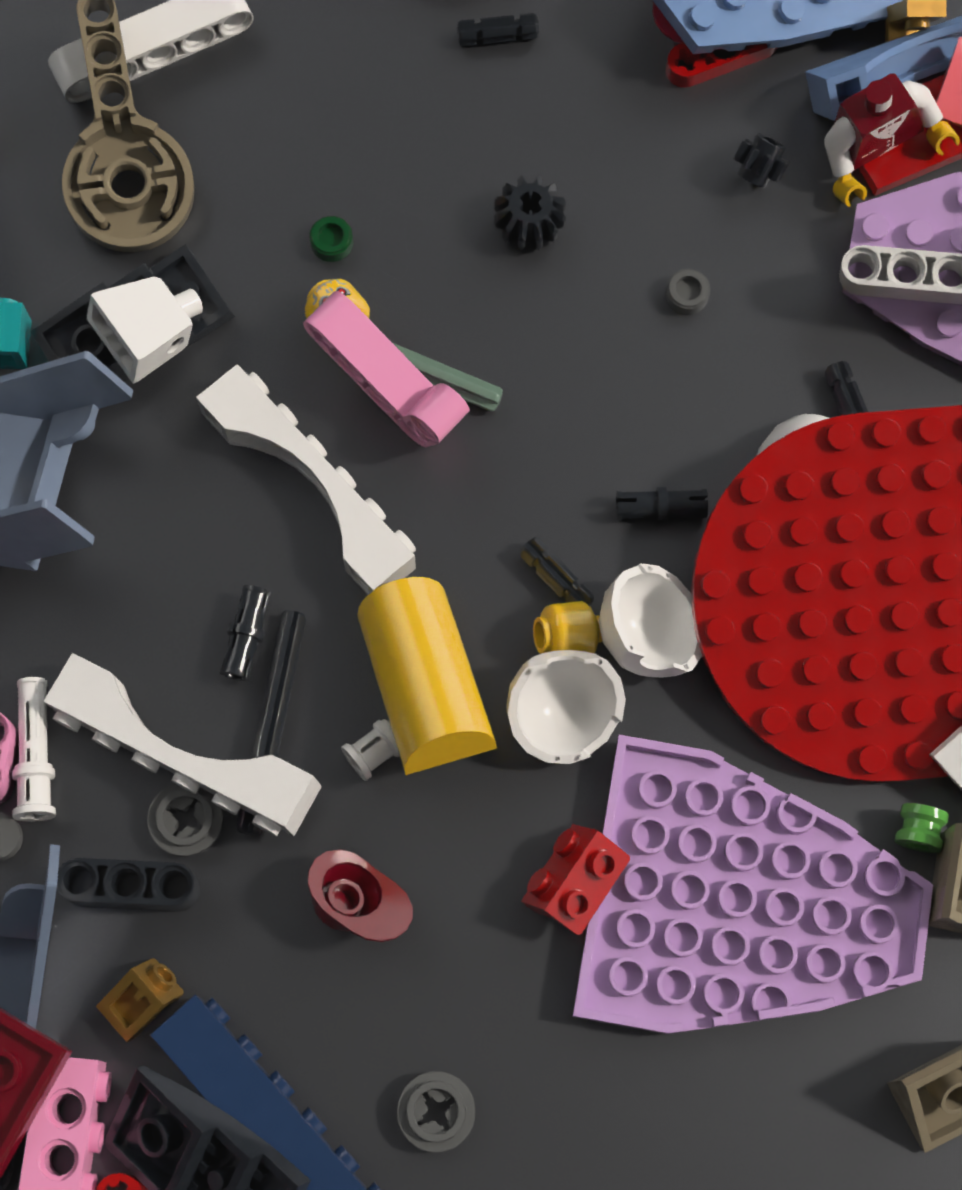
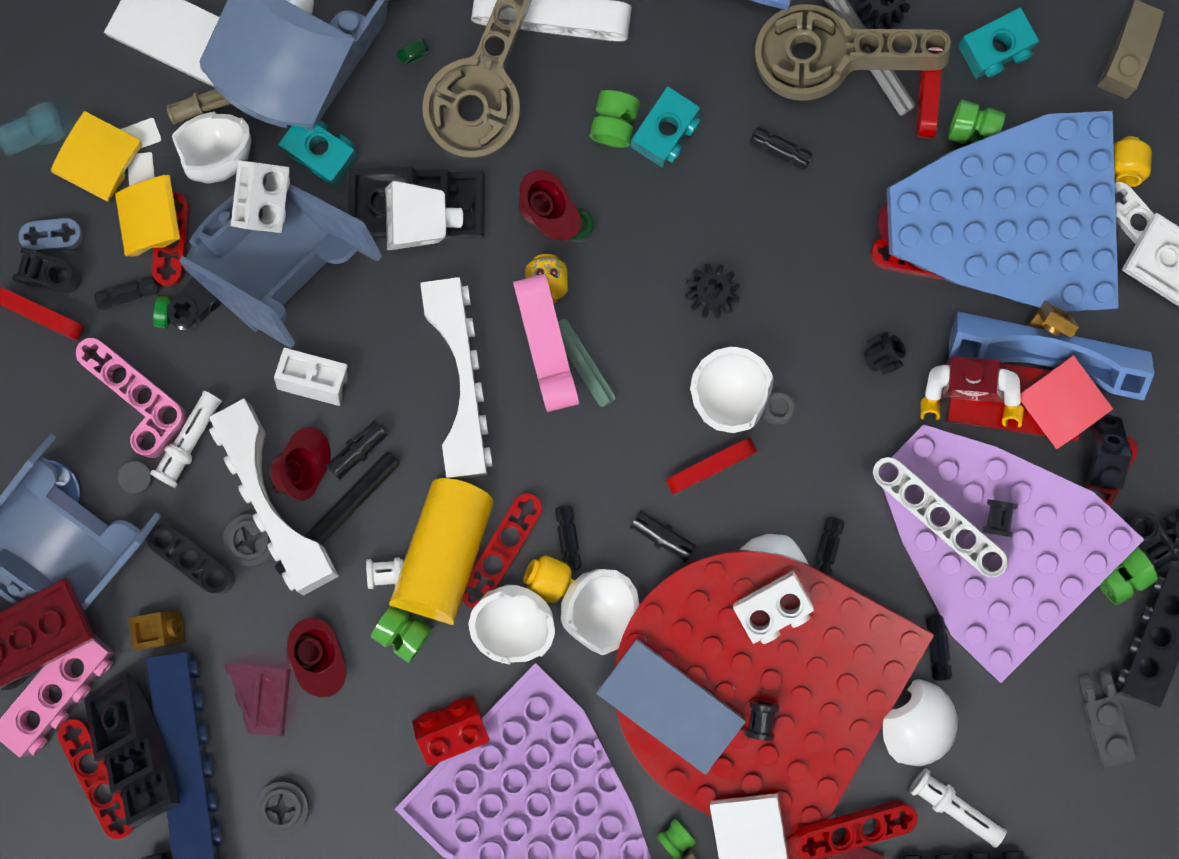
camera: 35 degrees right, 10 degrees up
(21, 168) = (413, 52): none -> dark green tile
(136, 584) = (311, 376): none -> white hinge
(189, 689) = (301, 464): none -> dark red piece
(284, 234) = (548, 206): none -> dark red piece
(297, 101) = (615, 114): none -> bright green wheel
(322, 991) = (262, 696): none -> clear pink wing
(357, 56) = (670, 109): none -> teal brick
(422, 804) = (402, 633): none -> bright green wheel
(494, 638) = (497, 548): none -> red beam
(625, 291) = (731, 389): none -> white cylinder
(660, 394) = (711, 466): none -> red beam
(810, 673) = (671, 706): none -> sand blue tile
(842, 472) = (768, 600): none -> white brick
(924, 616) = (761, 720): none -> black bush

